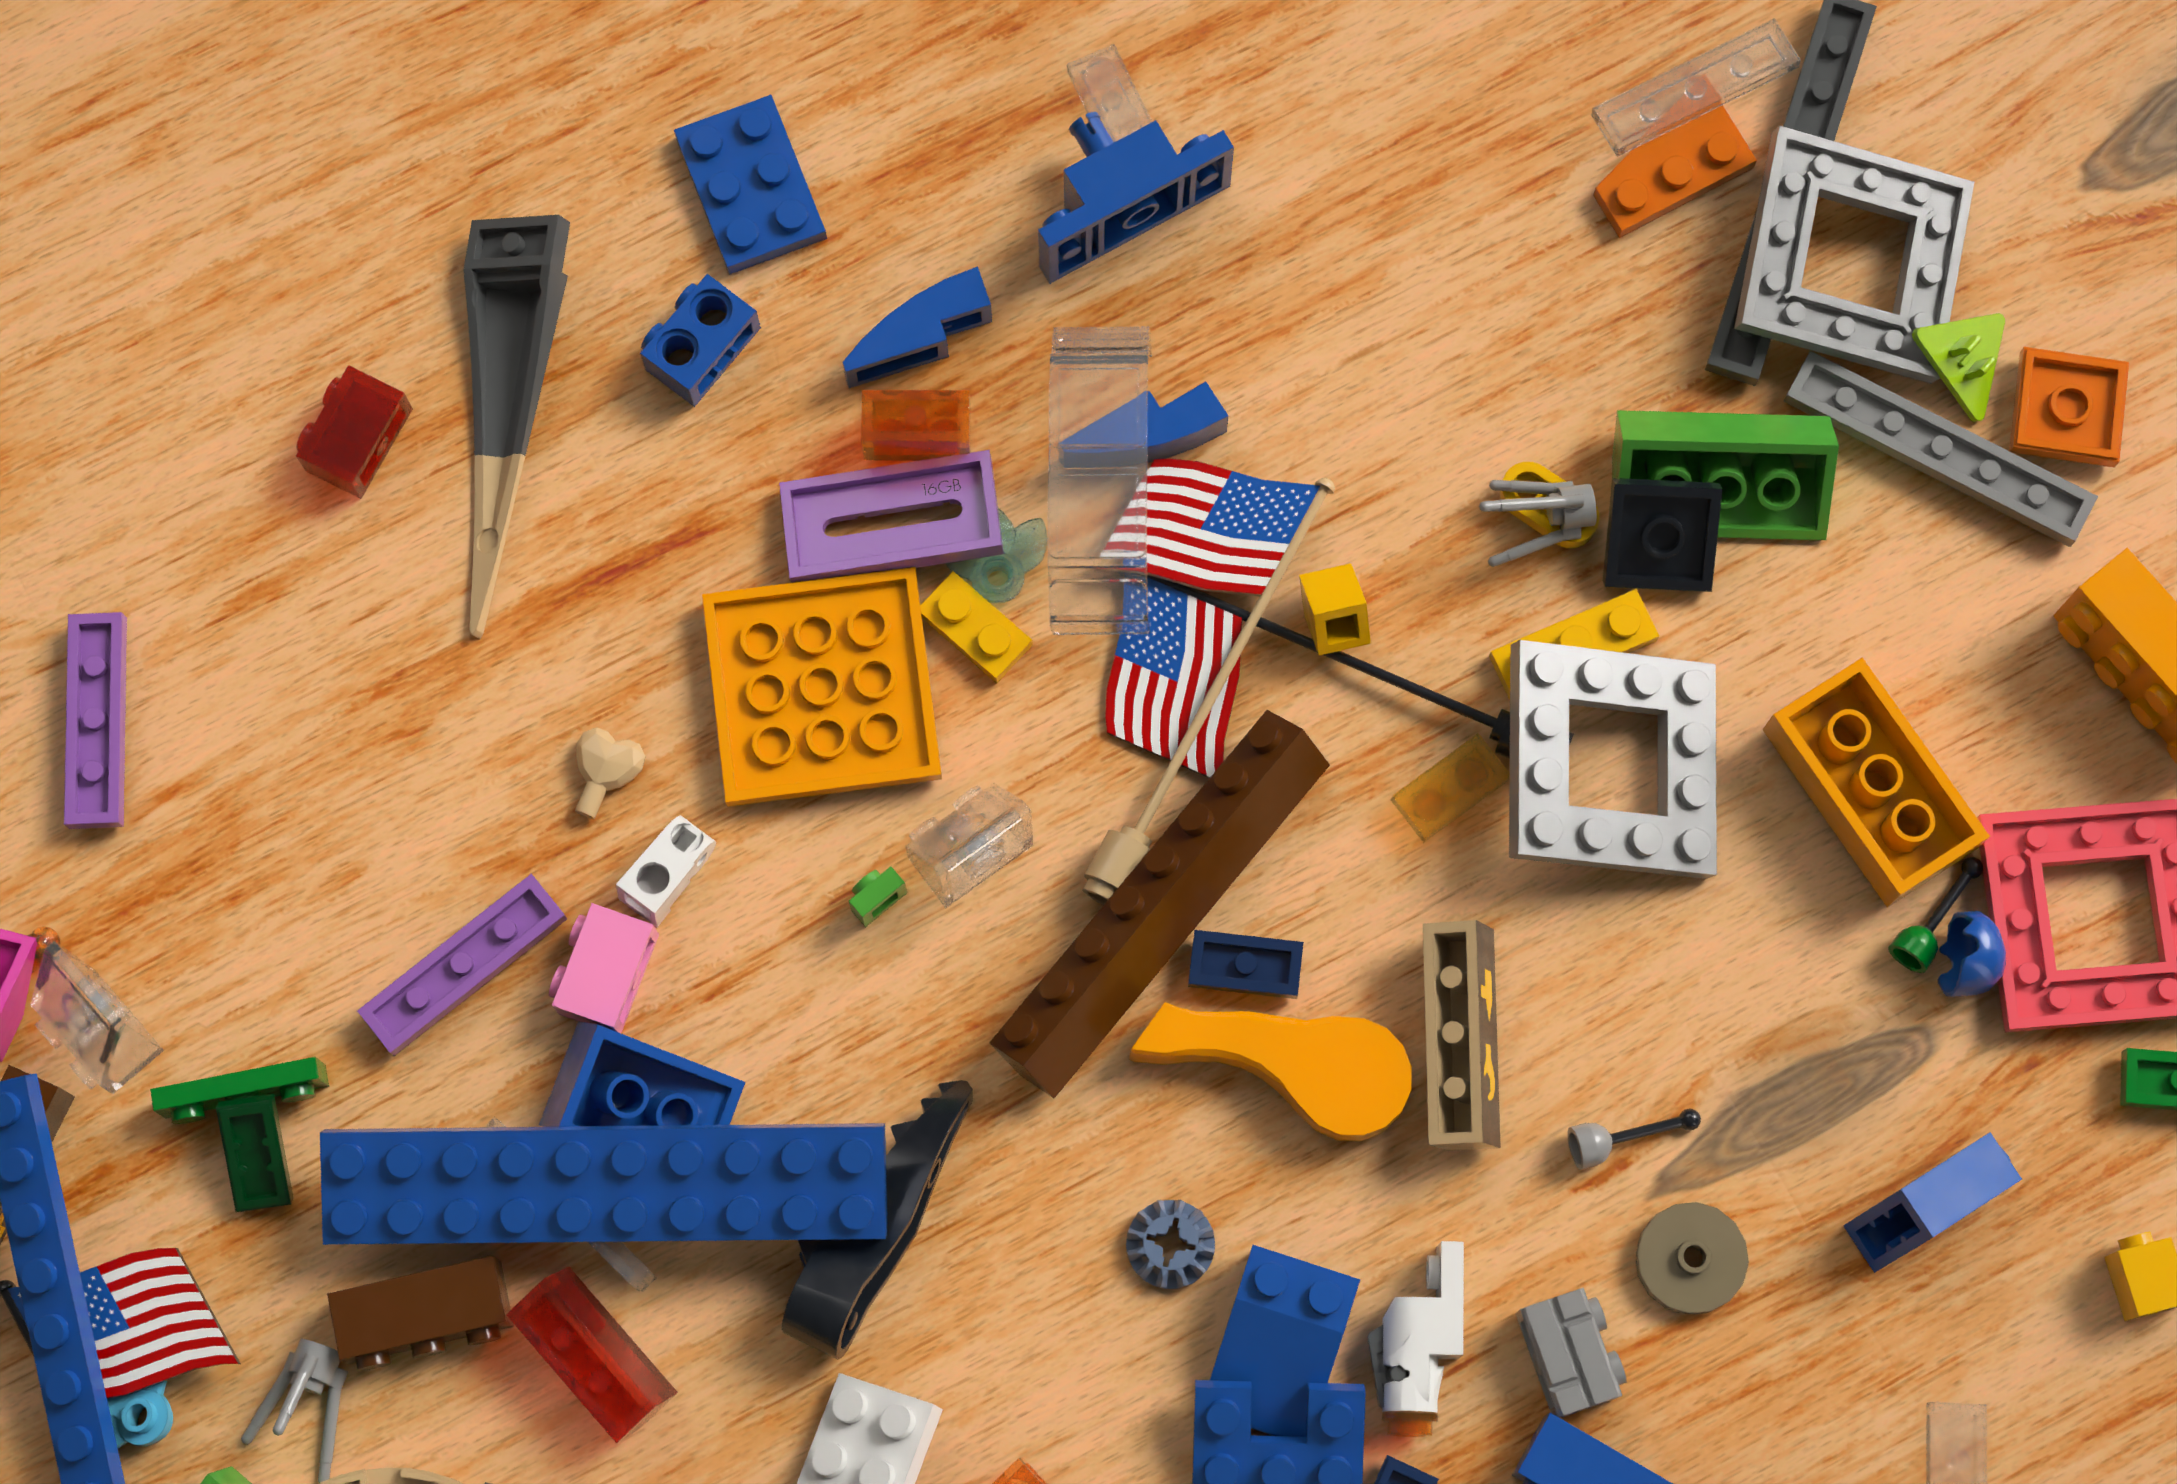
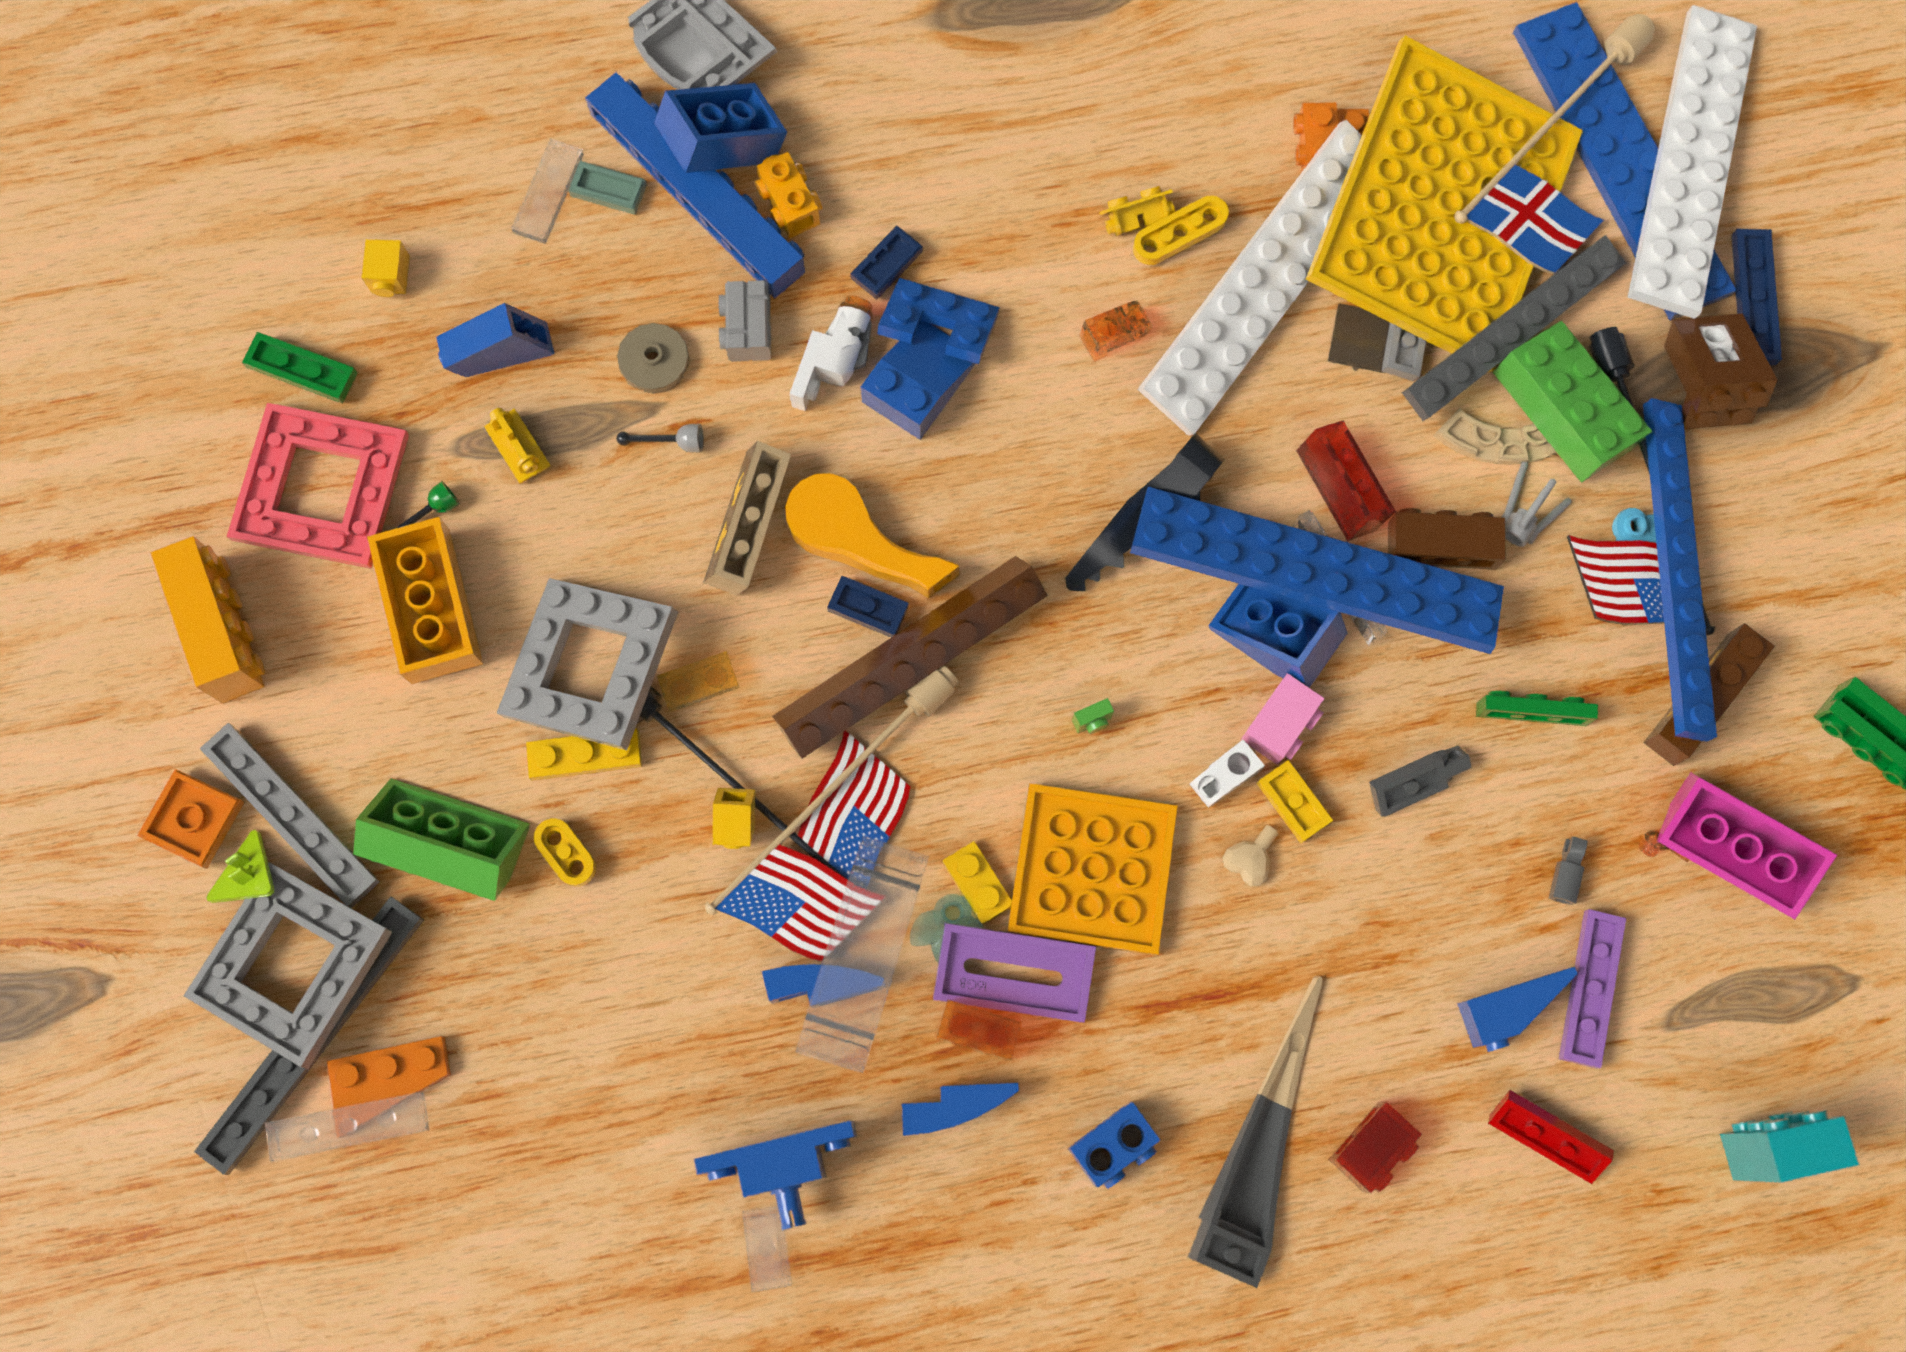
camera: 165 degrees left, 0 degrees up
(89, 1021) = (1625, 774): clear slope -> none
(121, 510) = (1551, 1137): none -> red plate
(154, 870) = (1569, 872): none -> dark grey bar
(205, 658) = (1509, 1011): none -> blue slope
(254, 1153) = (1534, 665): dark green plate -> none
(390, 940) = (1417, 780): none -> dark grey hinge
(462, 965) = (1375, 750): medium lavender plate -> none
(561, 858) = (1294, 801): none -> yellow plate
(750, 184) = (1047, 1261): blue plate -> none
(971, 842) = (1024, 725): clear slope -> none
(1147, 1256) = (972, 469): sand blue gear -> none
(1565, 504) = (555, 836): light grey plant -> none
(1662, 534) = (497, 804): black plate -> none
(1840, 1061) = (516, 444): none -> yellow hinge
(1975, 955) = (408, 477): blue hair -> none

